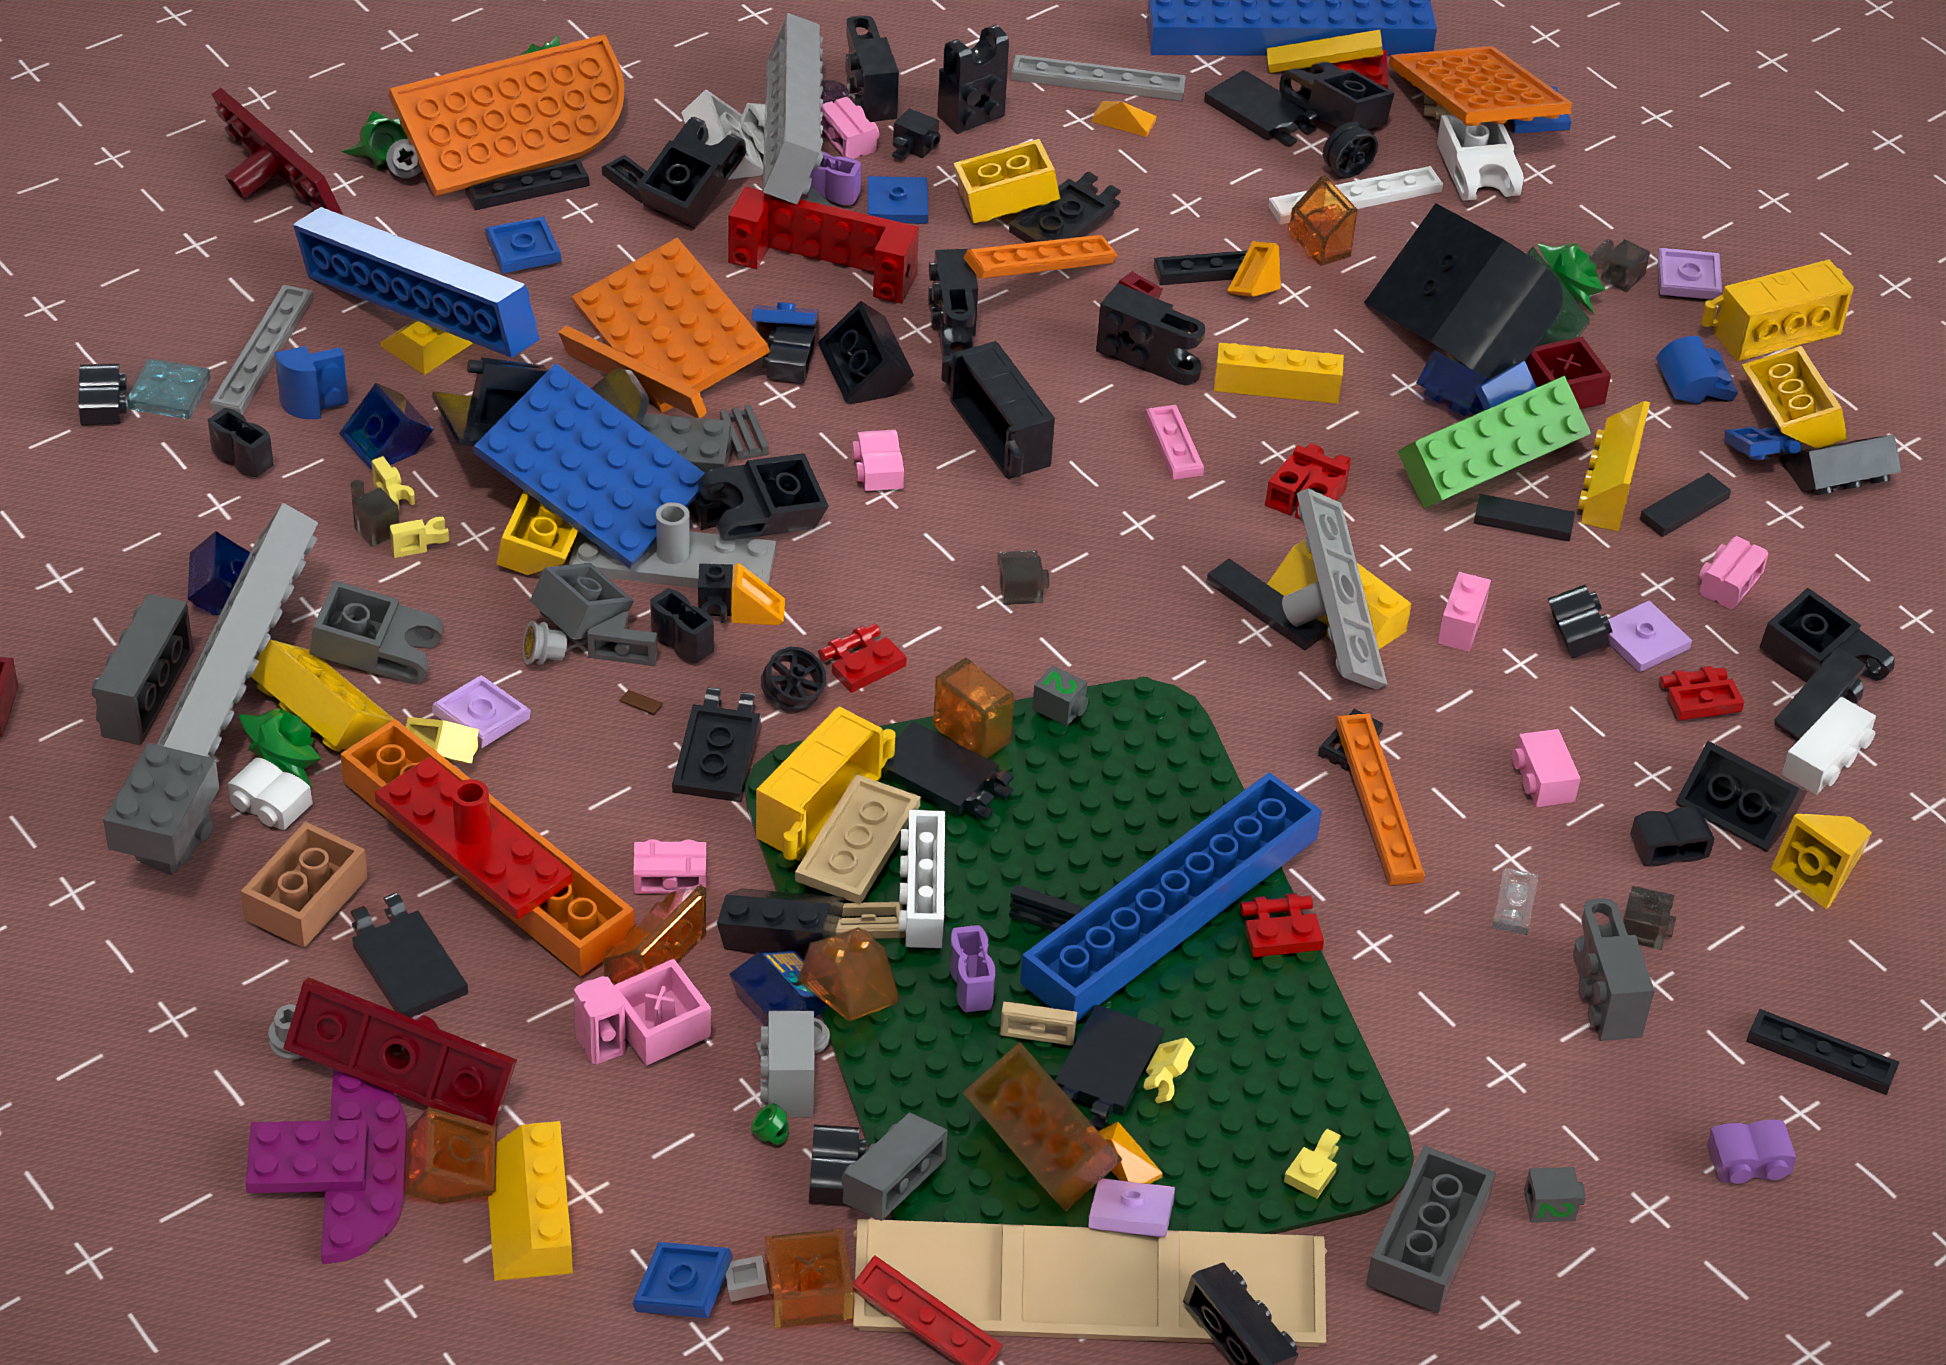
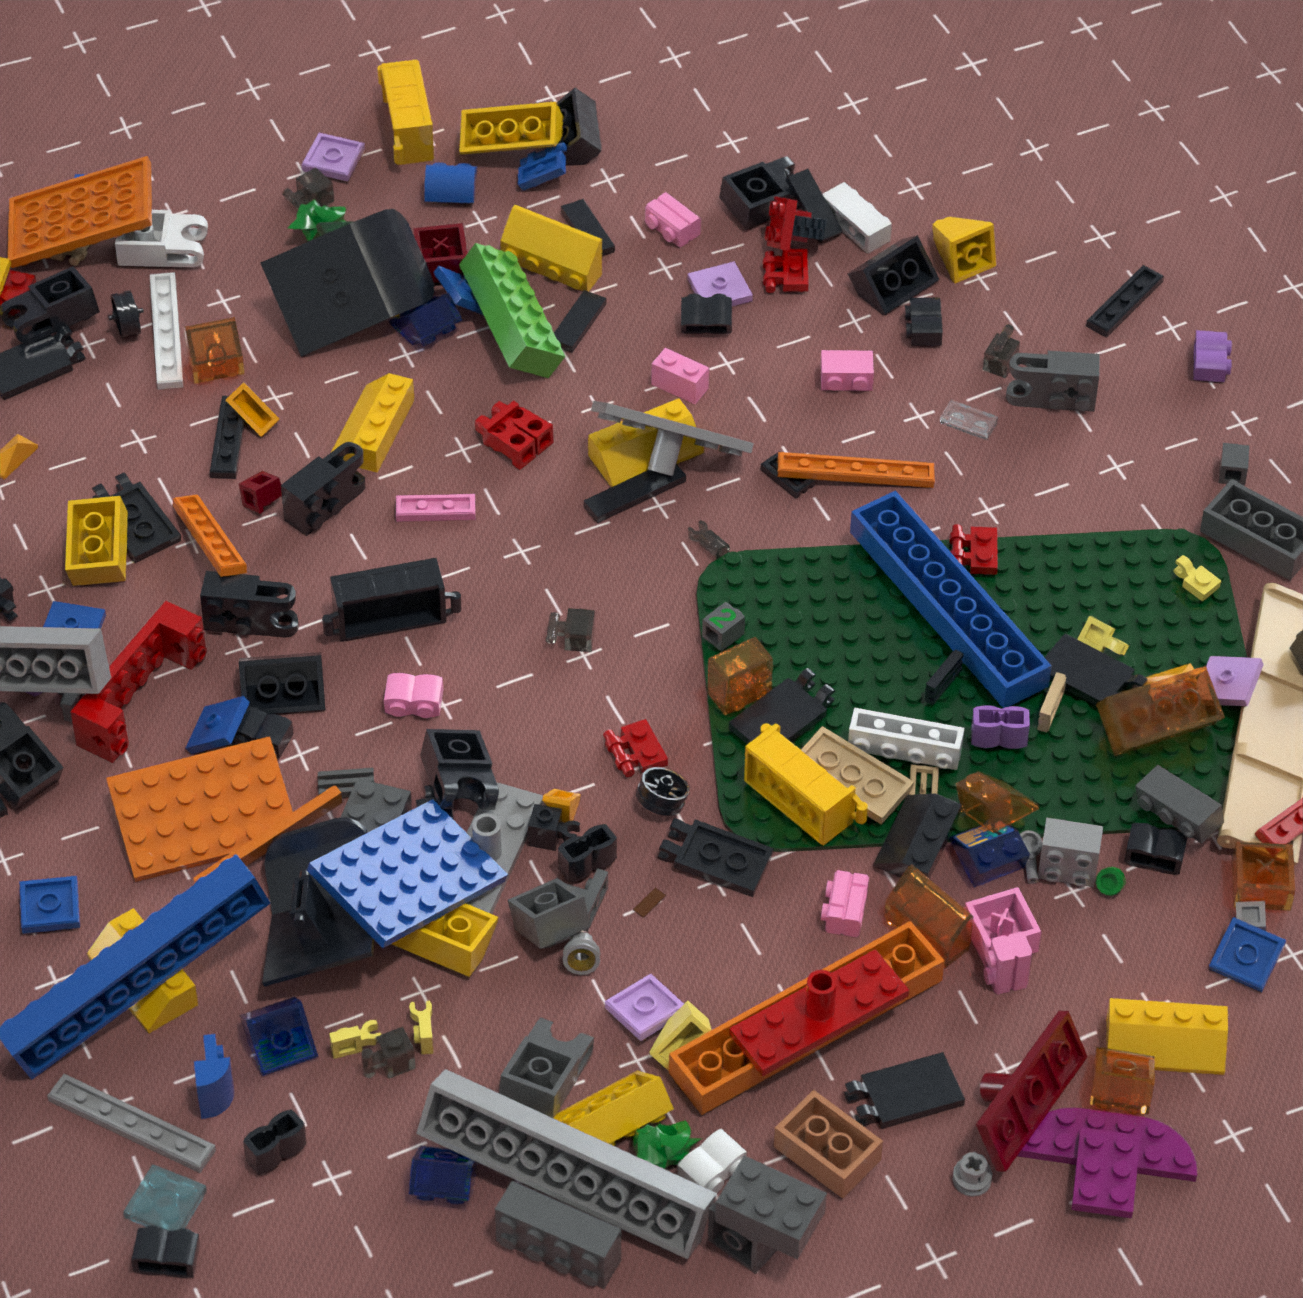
camera: 75 degrees left, 5 degrees up
(1209, 678) = (709, 540): none -> clear smoke bar
(1762, 667) = (791, 224): none -> red plate

